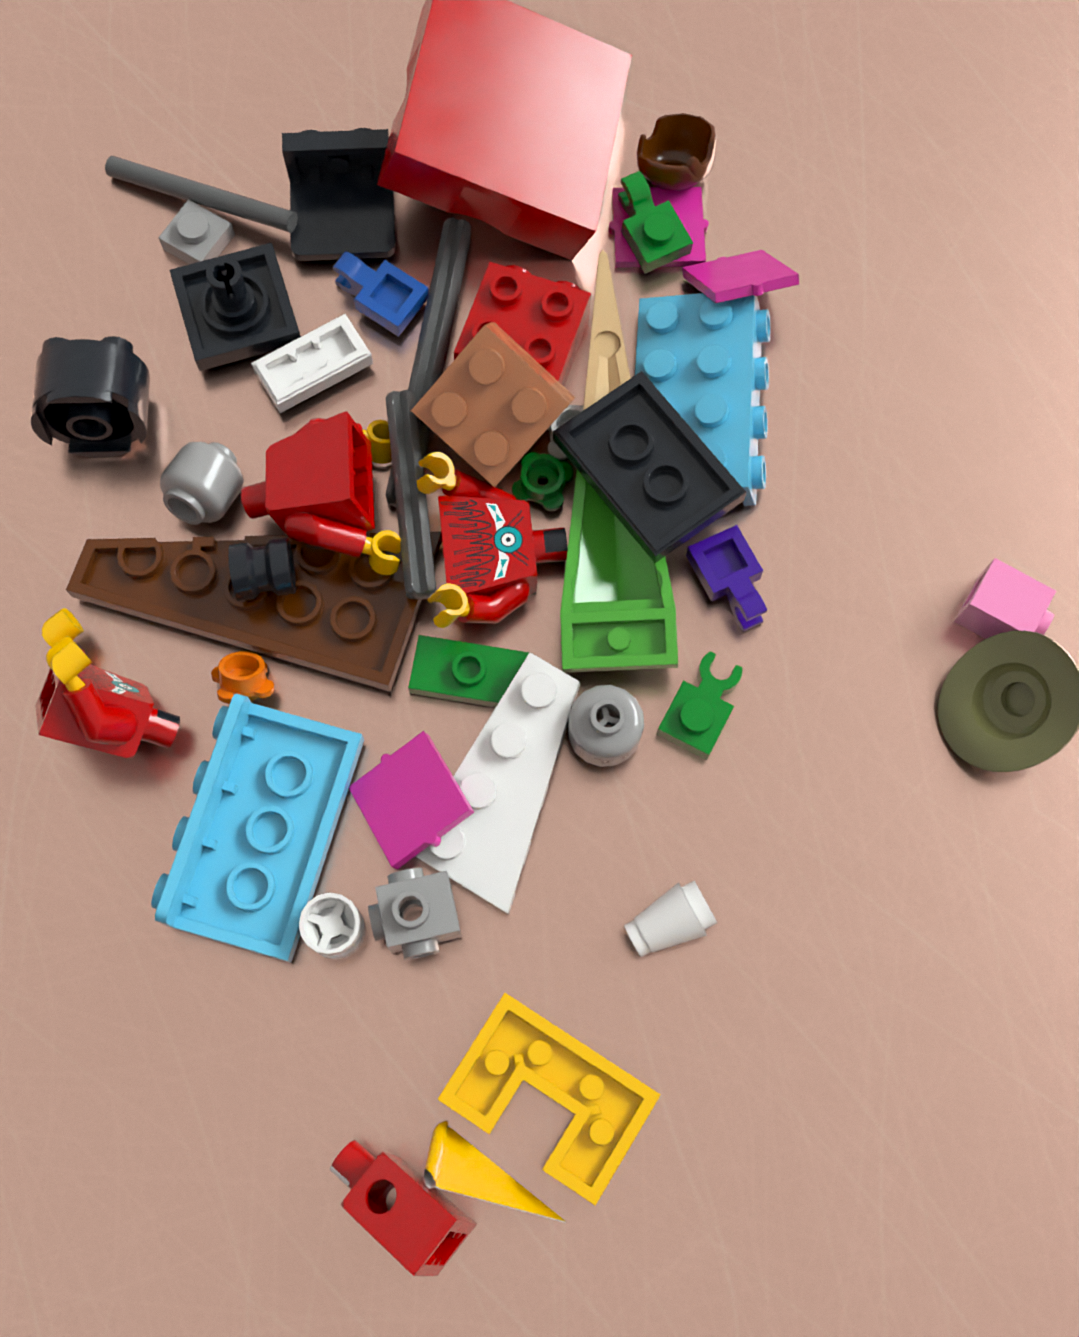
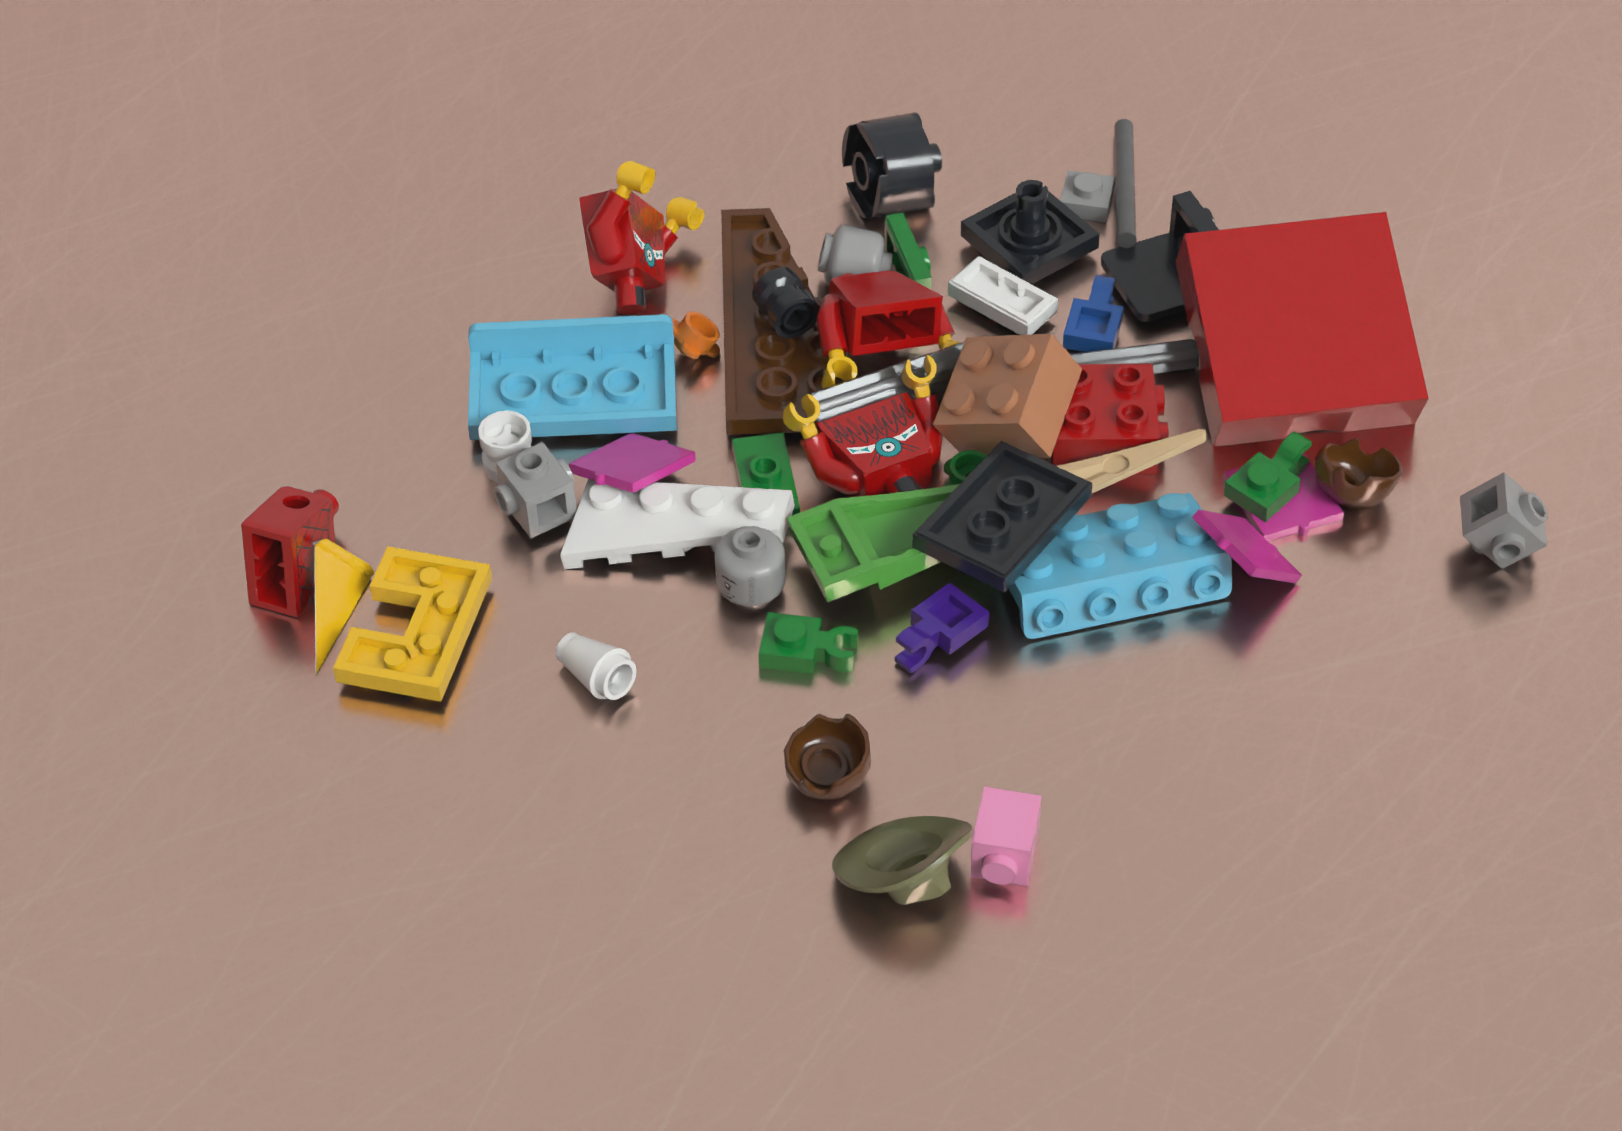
camera: 75 degrees right, 25 degrees down
(230, 426) = (907, 256): none -> green plate
(765, 73) = (1503, 520): none -> light grey brick
(873, 731) = (828, 757): none -> reddish brown hair

